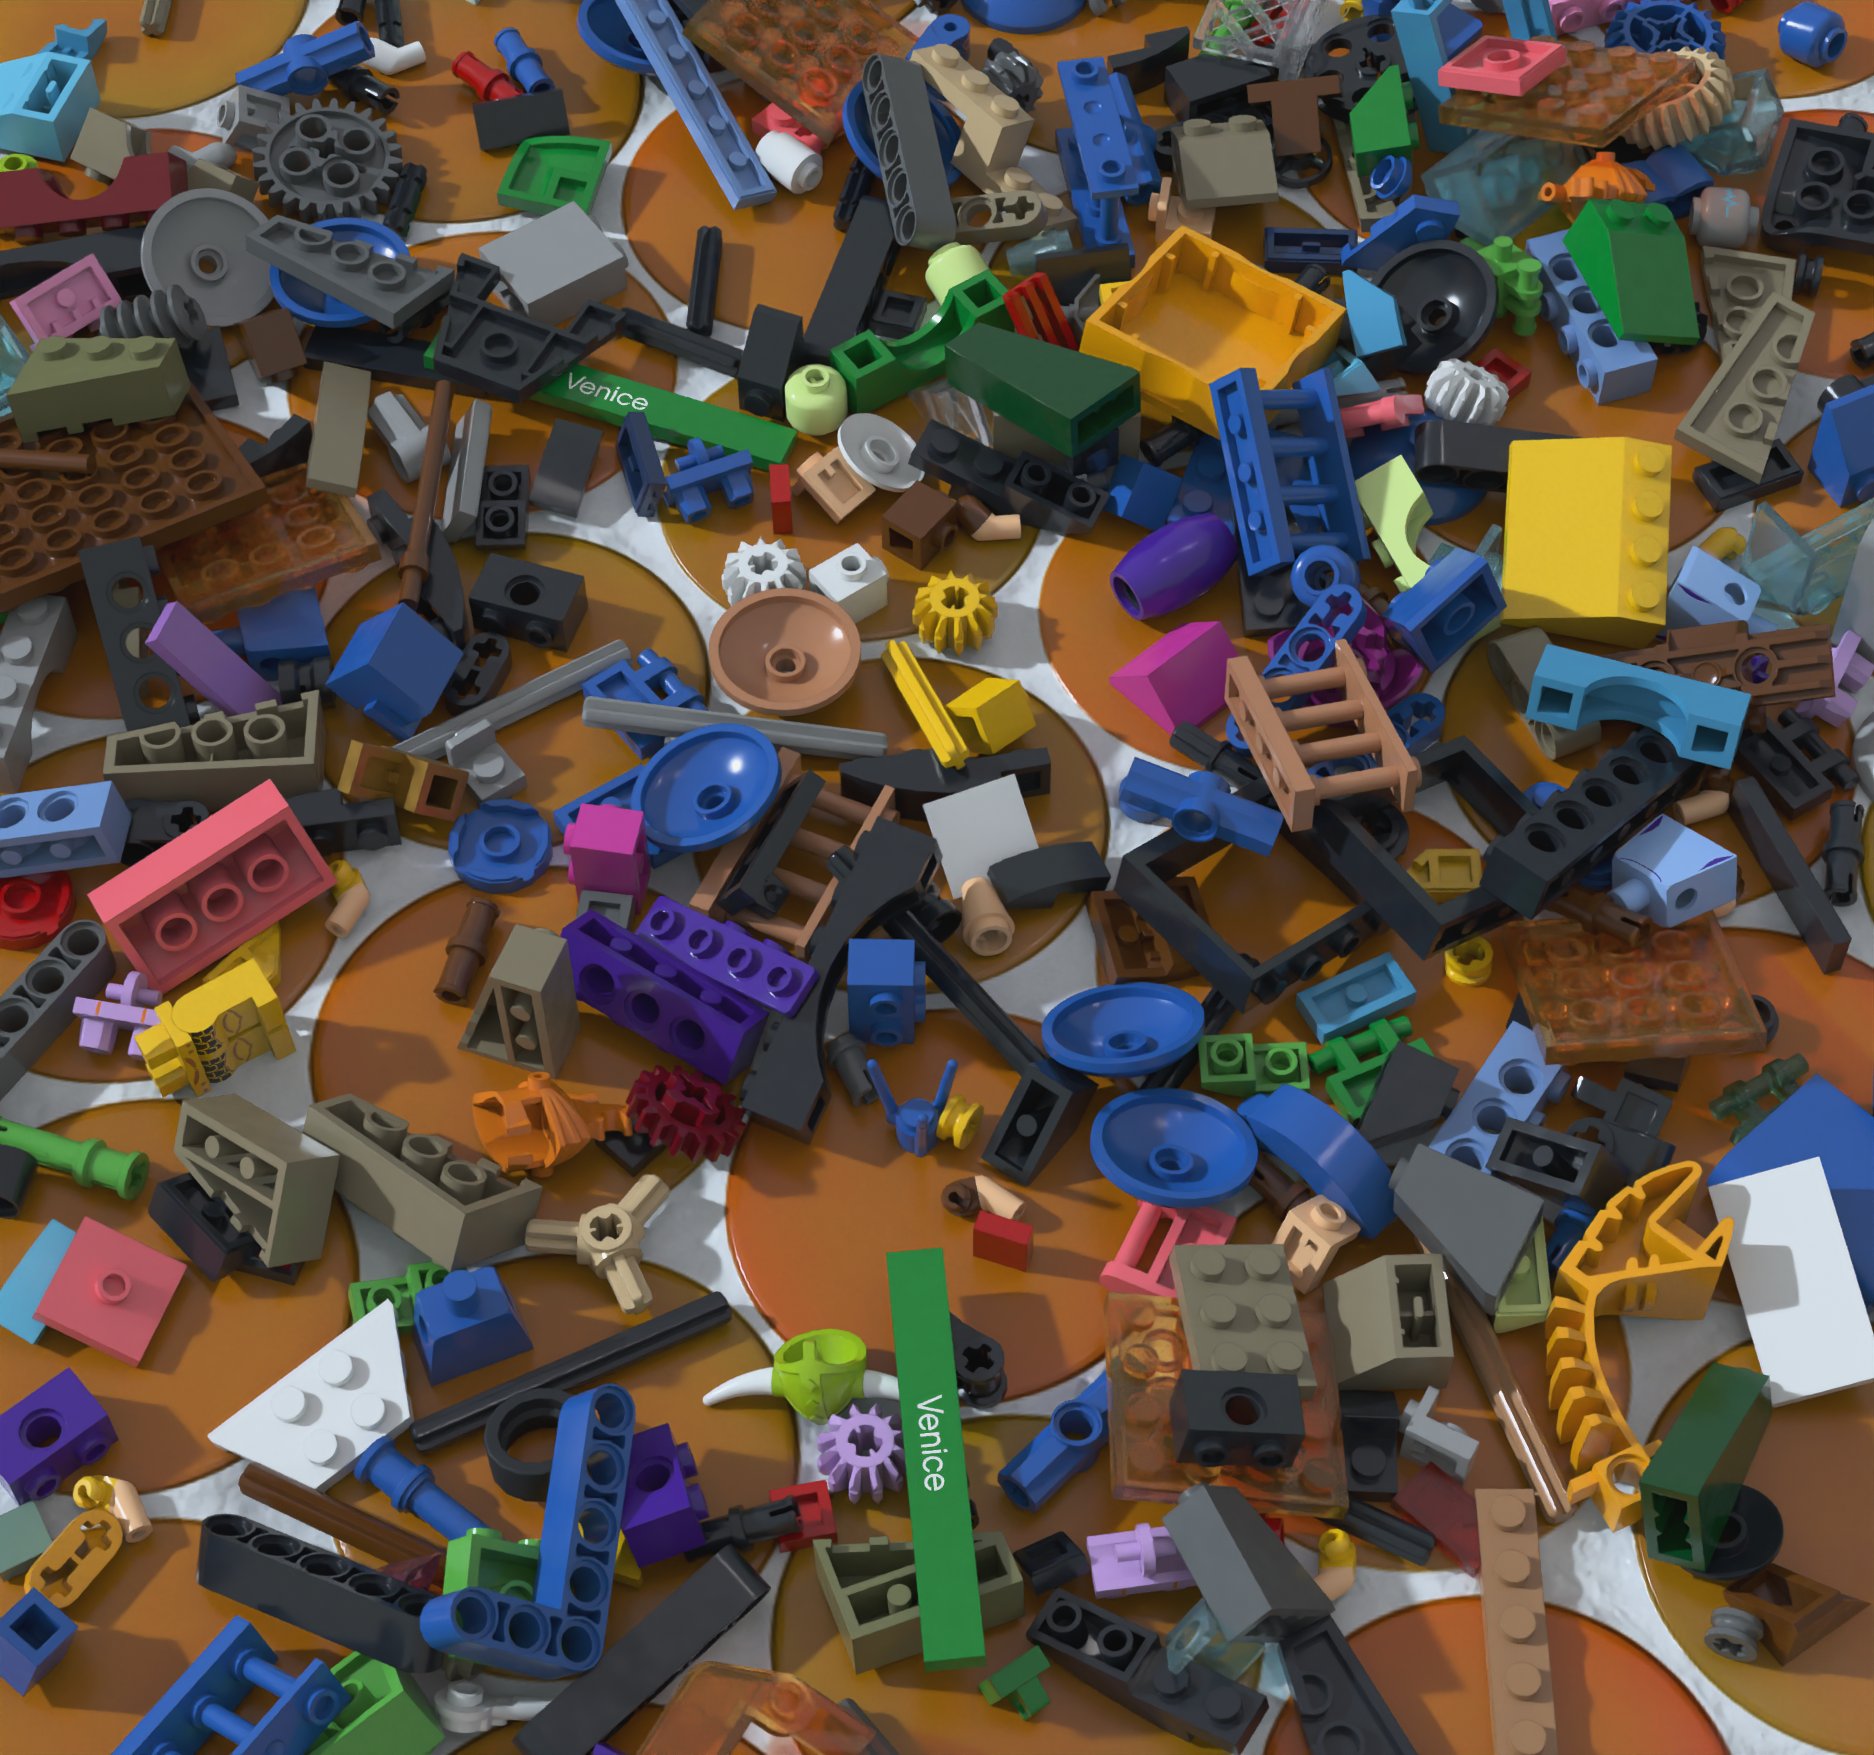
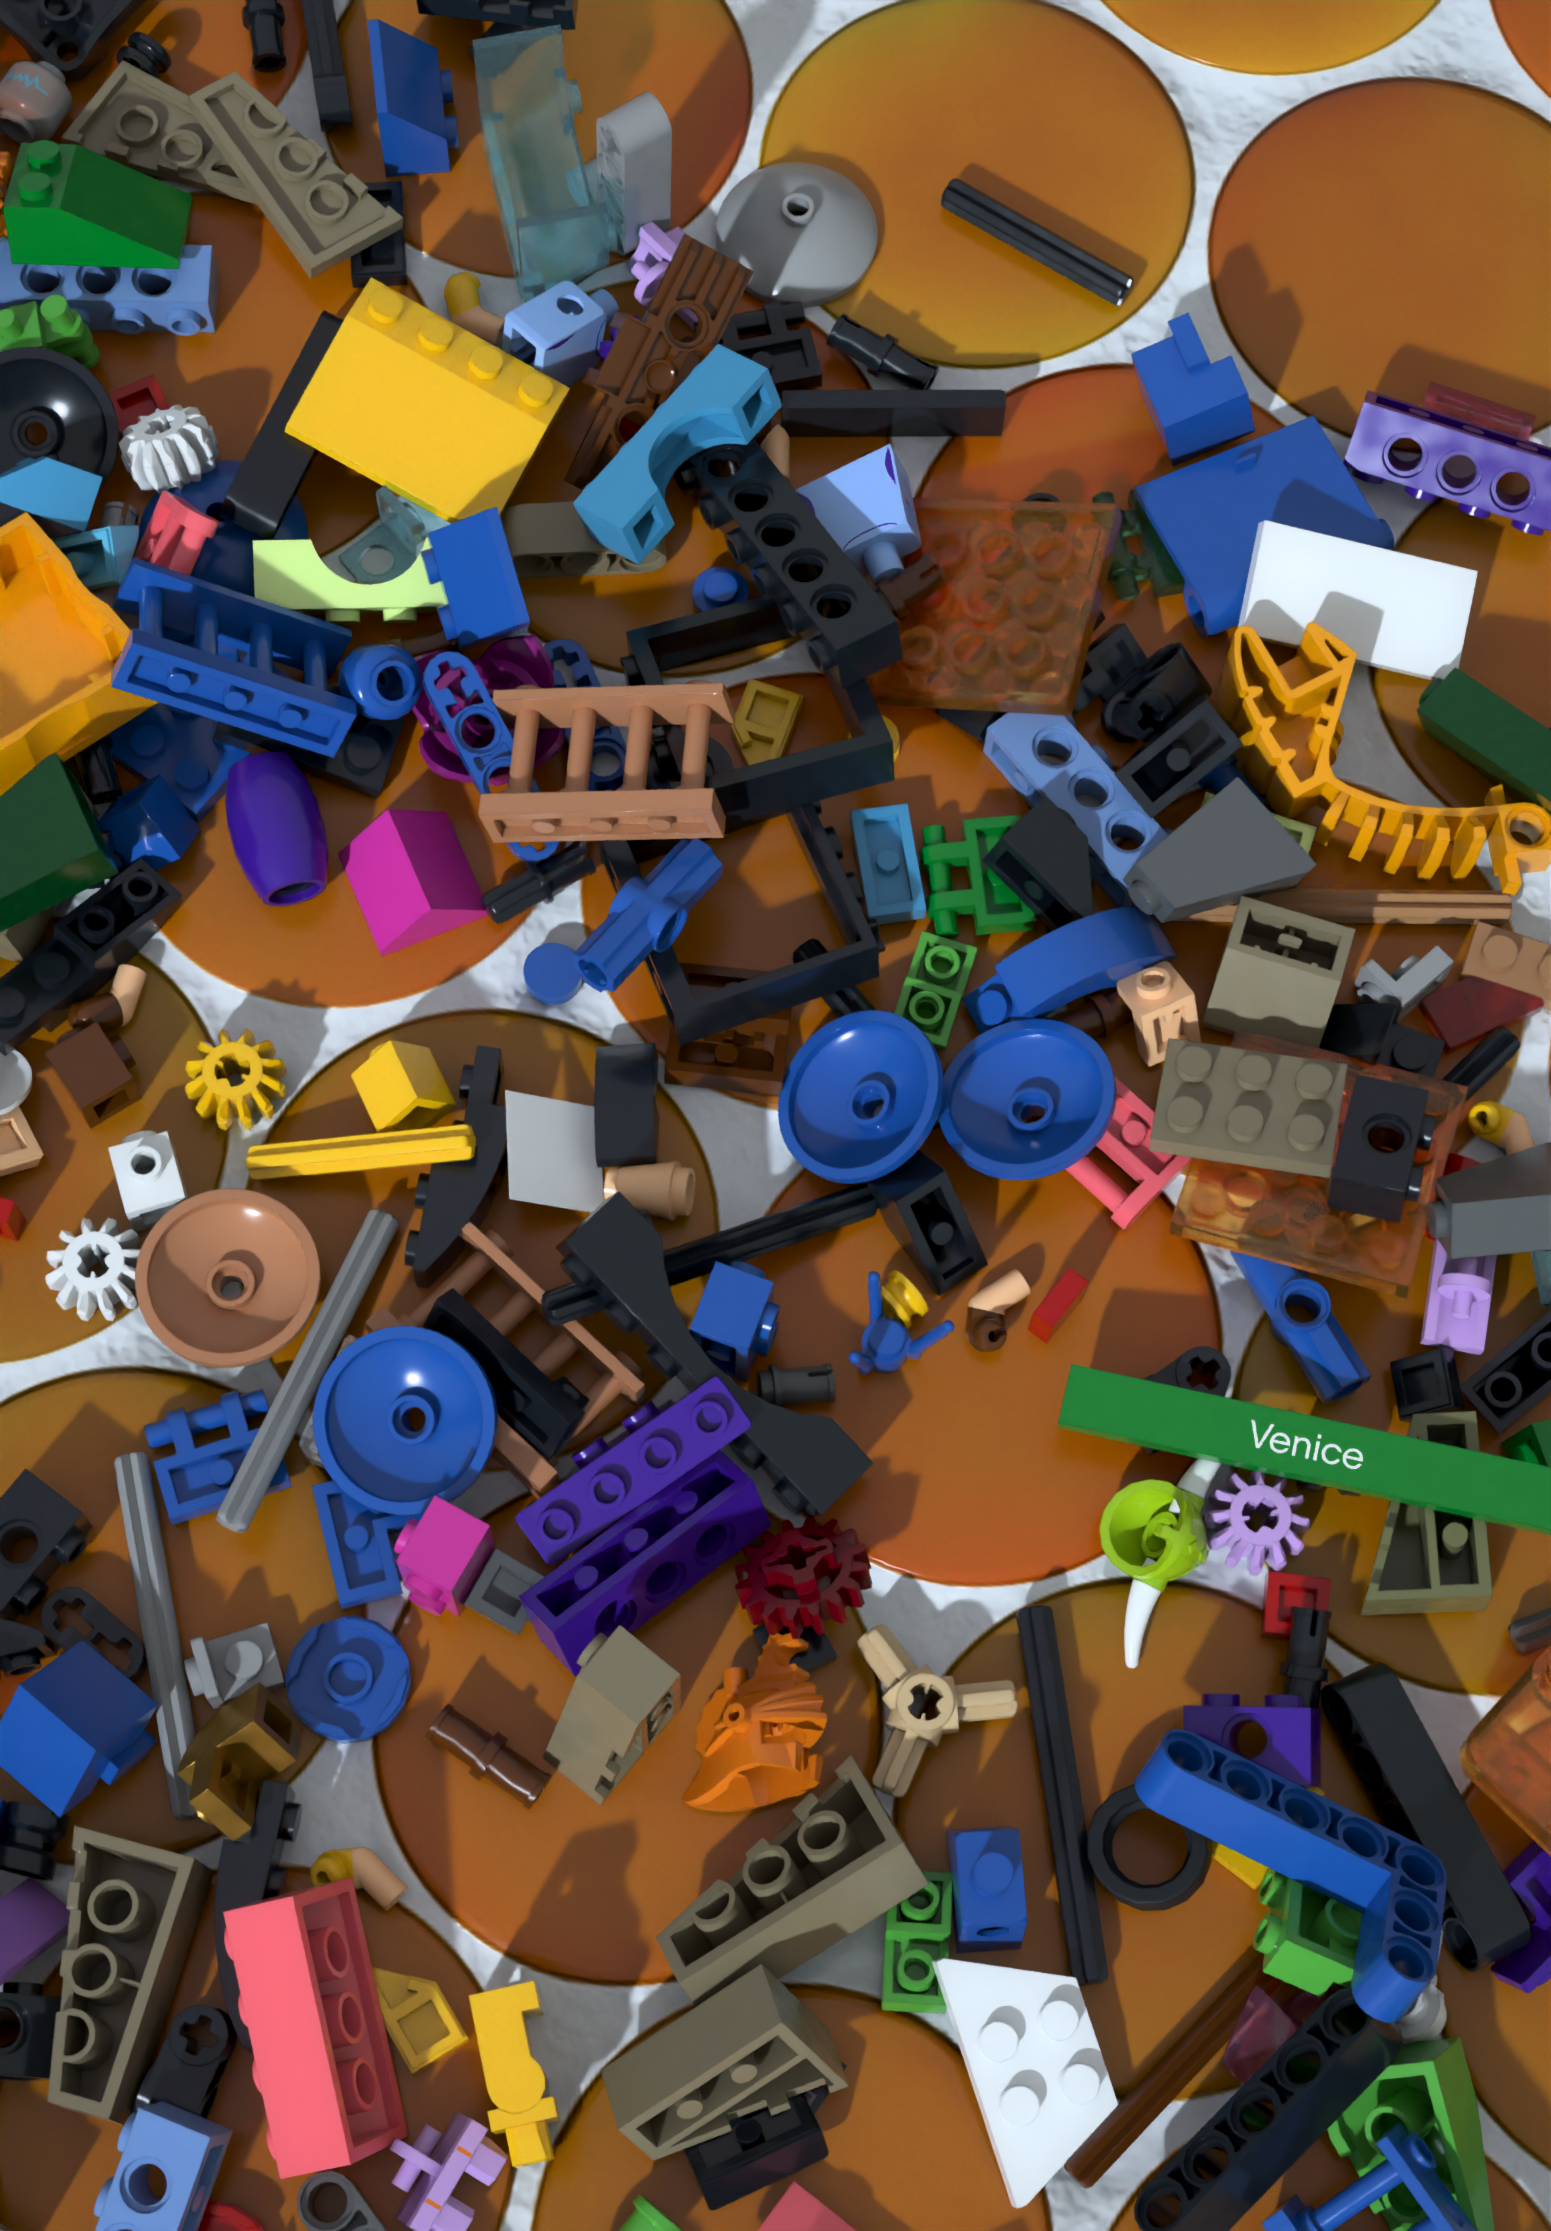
camera: 75 degrees left, 15 degrees up
(414, 1489) = (1153, 1997): blue pin -> none

